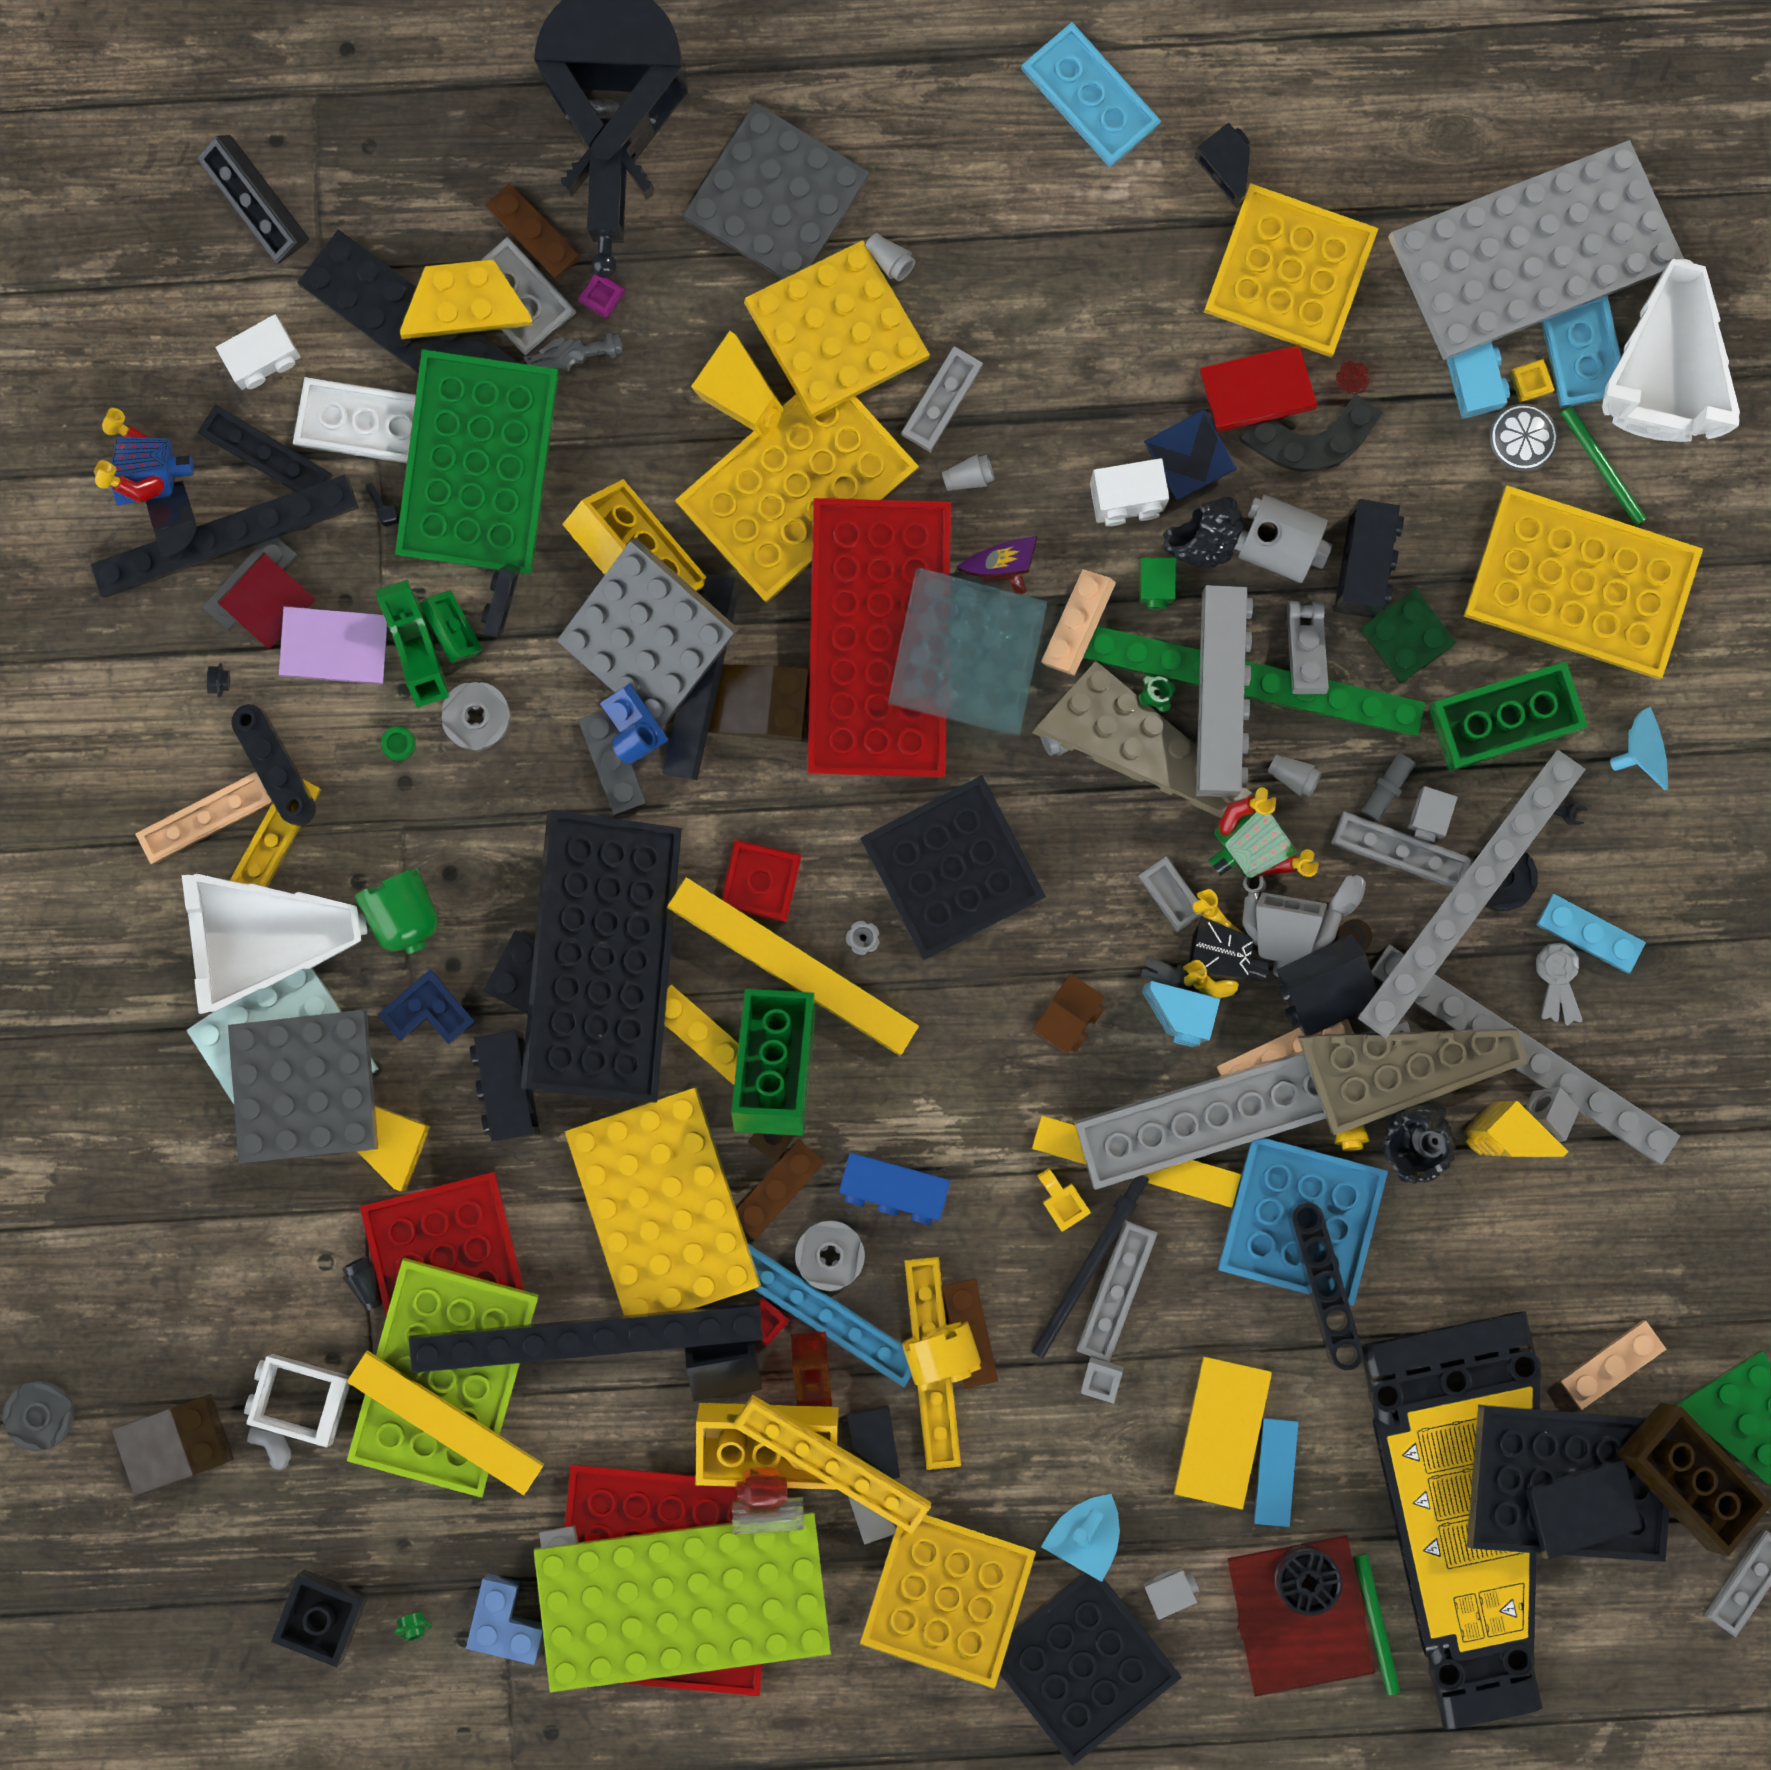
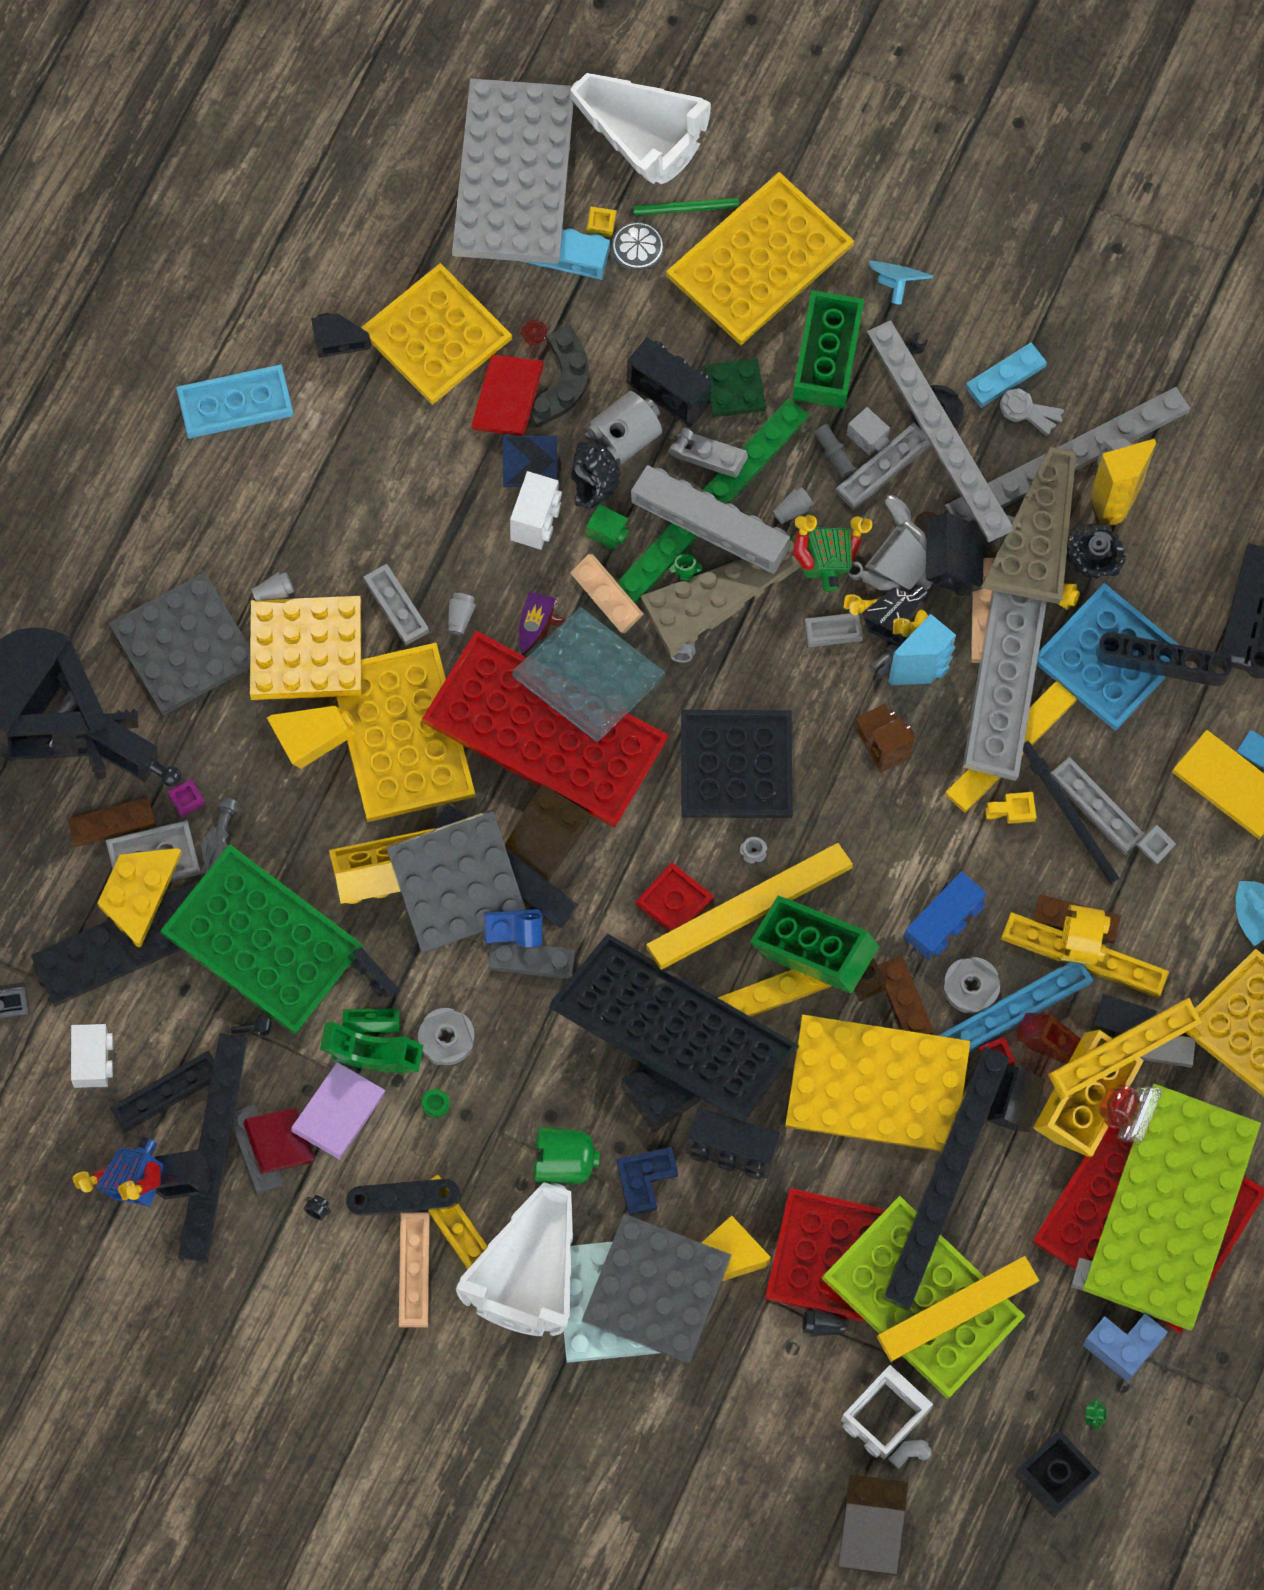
camera: 70 degrees left, 15 degrees down
(354, 420) = (180, 1012): white tile -> none
(1582, 352) = (601, 180): medium azure tile -> none

